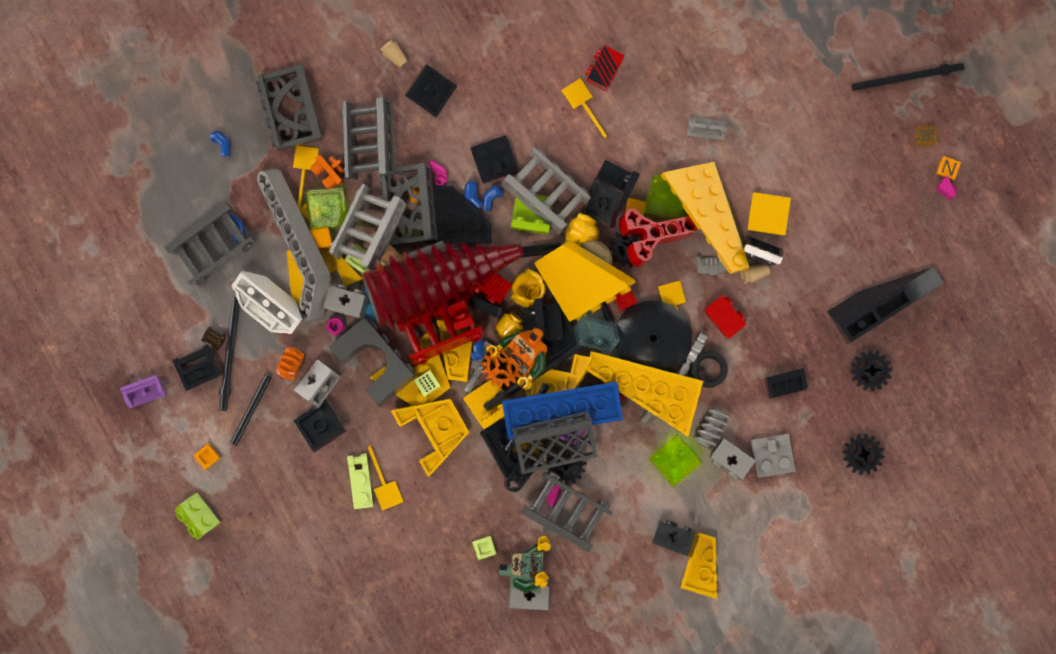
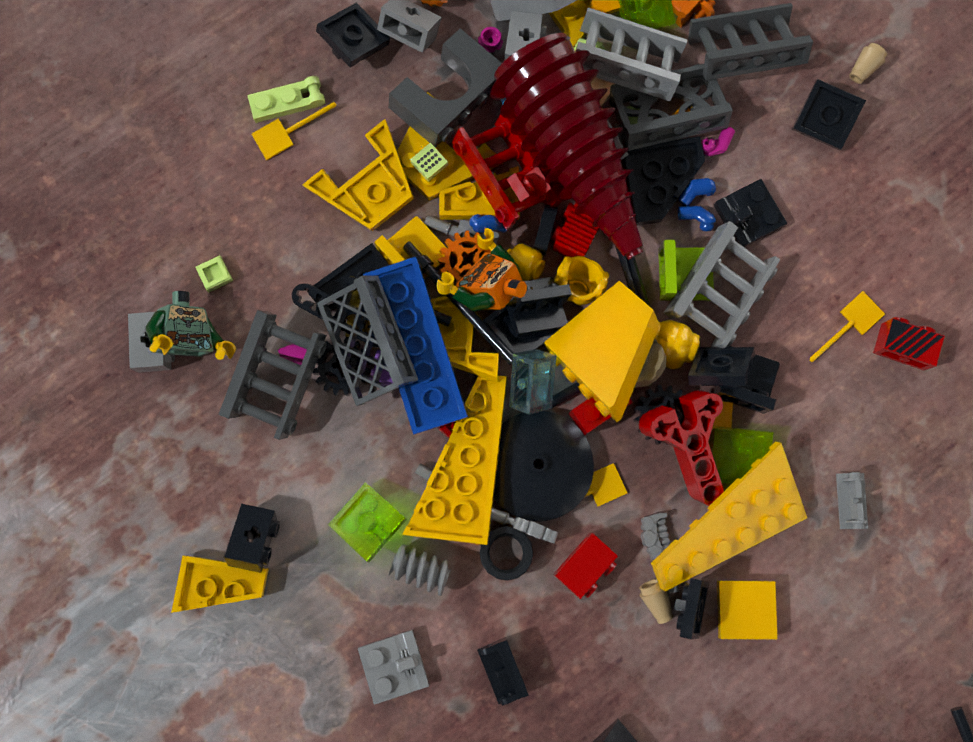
camera: 80 degrees right, 5 degrees down
(727, 449) = (377, 623): light grey brick -> none

